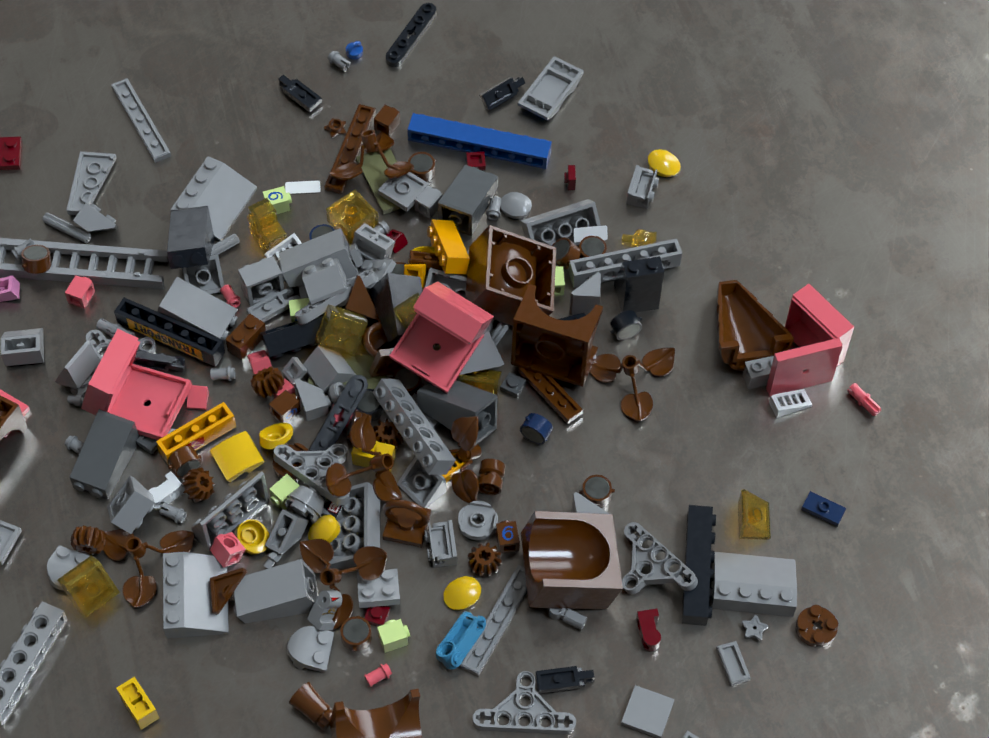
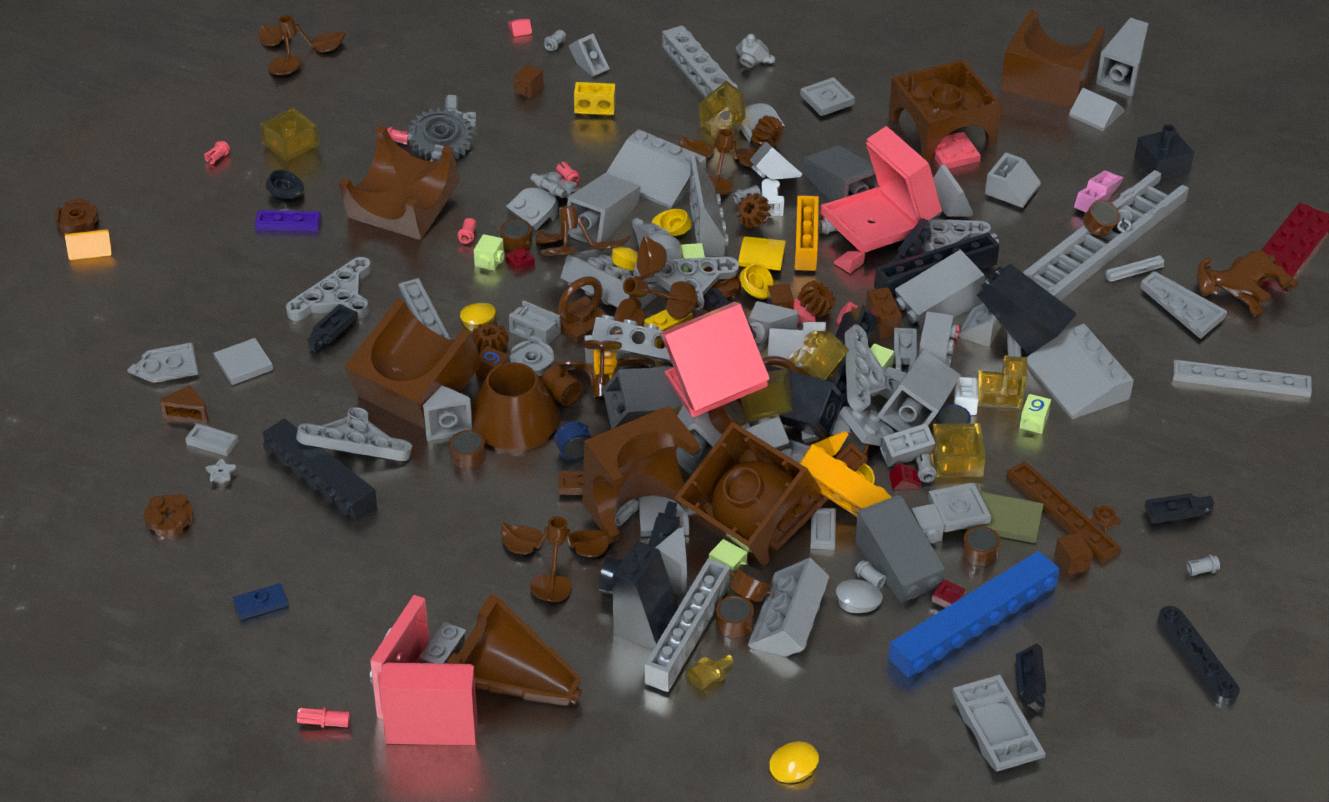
camera: 130 degrees right, 15 degrees down
(37, 155) = (1244, 279): none -> reddish brown animal
(80, 291) = (1042, 239): coral brick -> none
(93, 221) = (1121, 280): light grey slope -> none
(184, 460) = (785, 215): reddish brown piece -> none
(222, 373) = (856, 287): light grey pin -> none
(223, 586) = (638, 178): reddish brown tile -> none
(227, 549) = (669, 193): coral brick -> none
(247, 657) = (568, 173): none -> coral pin
(269, 648) = (555, 184): none -> light grey plate
(302, 187) = (1042, 452): white sticker -> none
(312, 705) = (483, 181): reddish brown plant -> none
(324, 280) = (882, 366): light grey slope -> none
(324, 609) = (549, 220): light grey leg -> none
(354, 50) = (1211, 589): blue tile -> none
(356, 255) = (903, 422): light grey tile -> none
(360, 301) = (839, 374): reddish brown tile -> none
(373, 143) = (1032, 486): reddish brown plant -> none
(379, 592) = (538, 269): light grey plate -> none
(460, 640) = (437, 283): dark azure piece -> none
(521, 501) = (514, 409): none -> reddish brown cone
(570, 177) = (849, 659): dark red plate -> none
(580, 233) = (758, 629): white sticker -> none
(641, 187) = (777, 714): light grey hinge -> none
(647, 629) = (305, 401): dark red leg -> none
(726, 703) = (184, 406): none -> reddish brown slope
(753, 517) = (314, 536): clear yellow slope -> none
(754, 584) = (255, 495): light grey slope -> none

